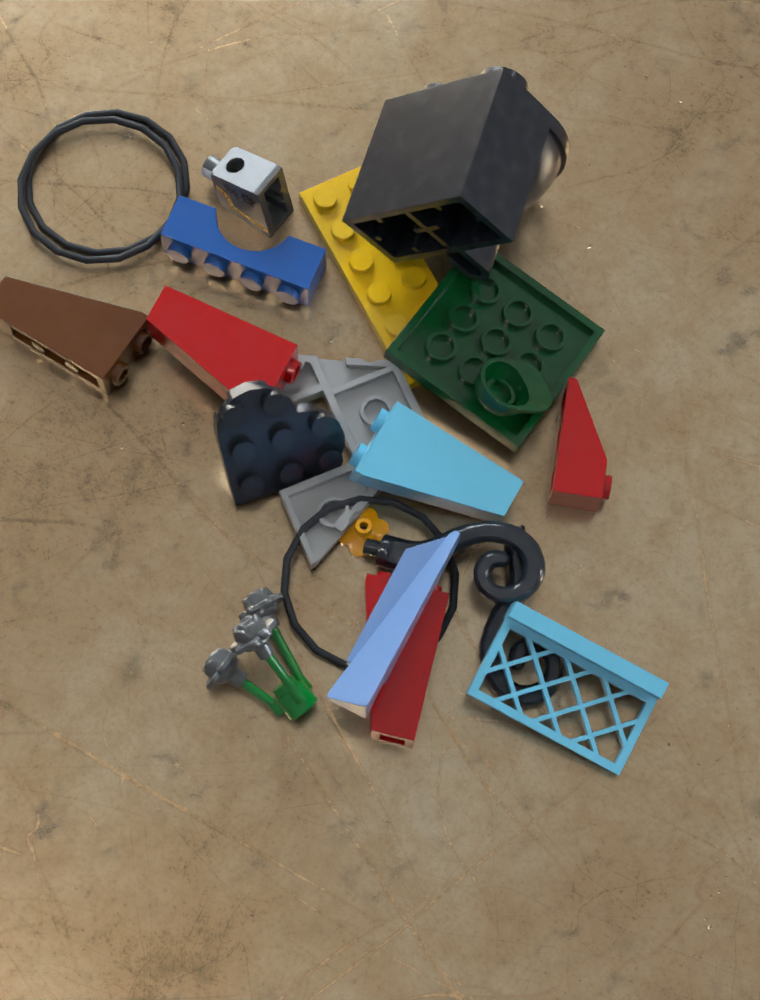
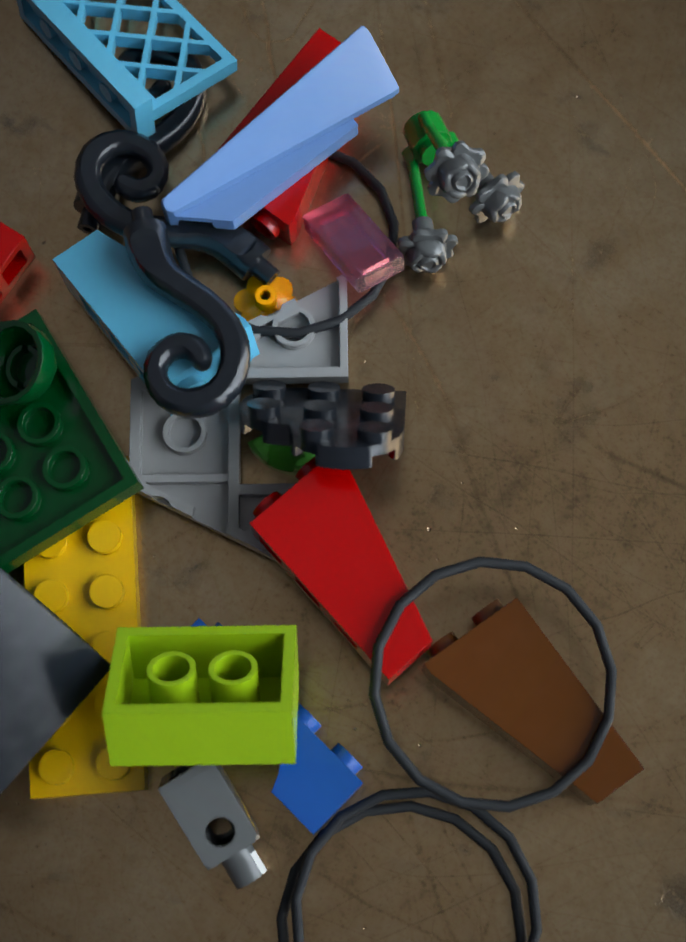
camera: 150 degrees left, 5 degrees up
(119, 382) = (402, 758): none -> black piece
(276, 223) = (202, 696): none -> lime brick
(317, 590) = (353, 242): none -> clear pink tile
(444, 489) = (154, 262): none -> black plant

